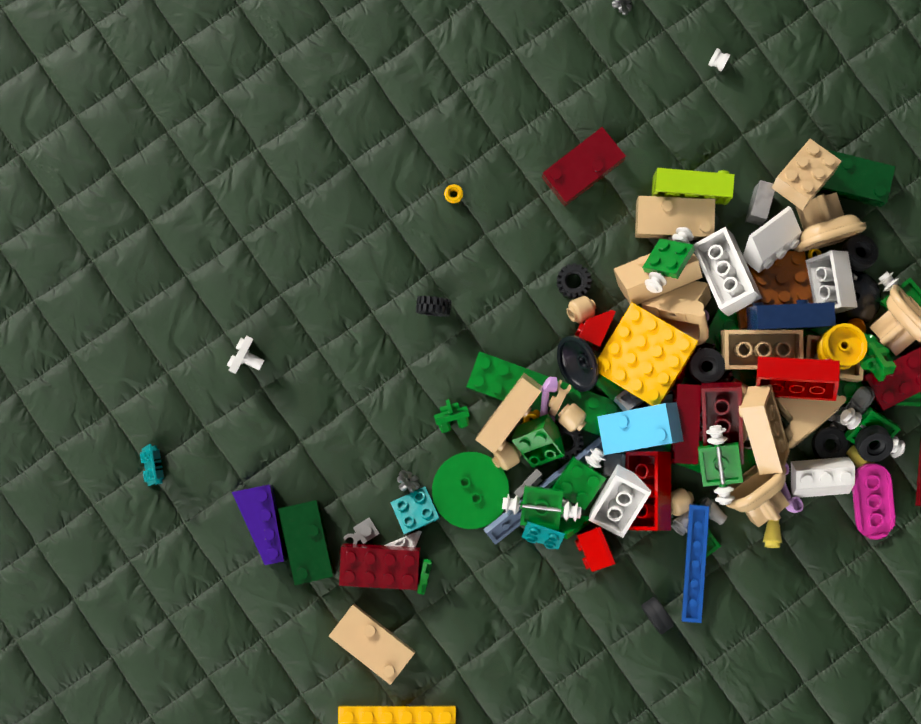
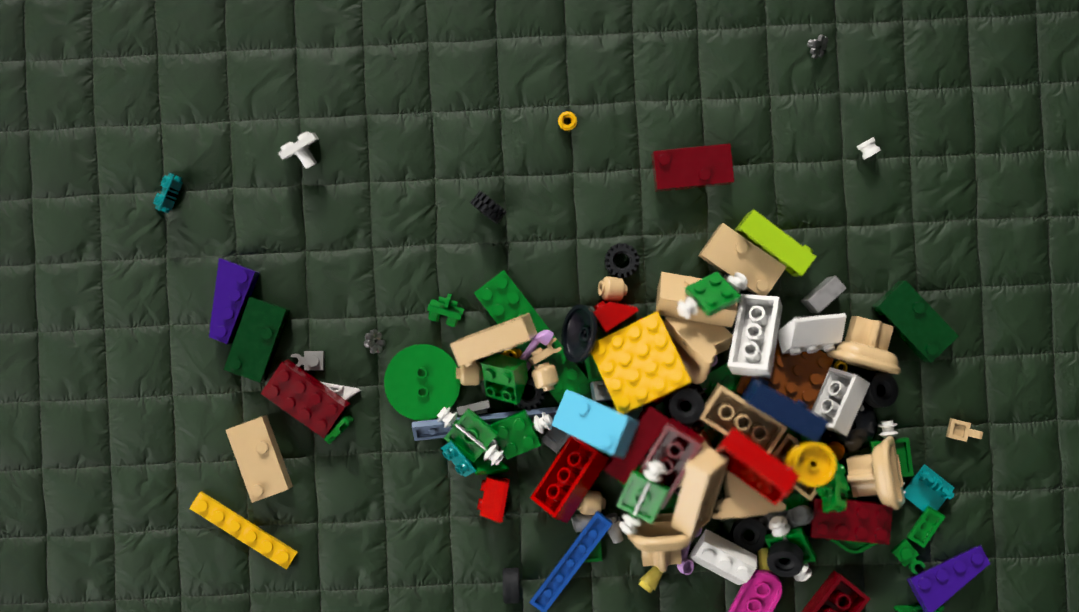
camera: 20 degrees right, 5 degrees up
(414, 510) = (364, 370): teal hinge -> none
(619, 501) = (539, 472): white slope -> none
(806, 174) = (877, 295): tan brick -> none

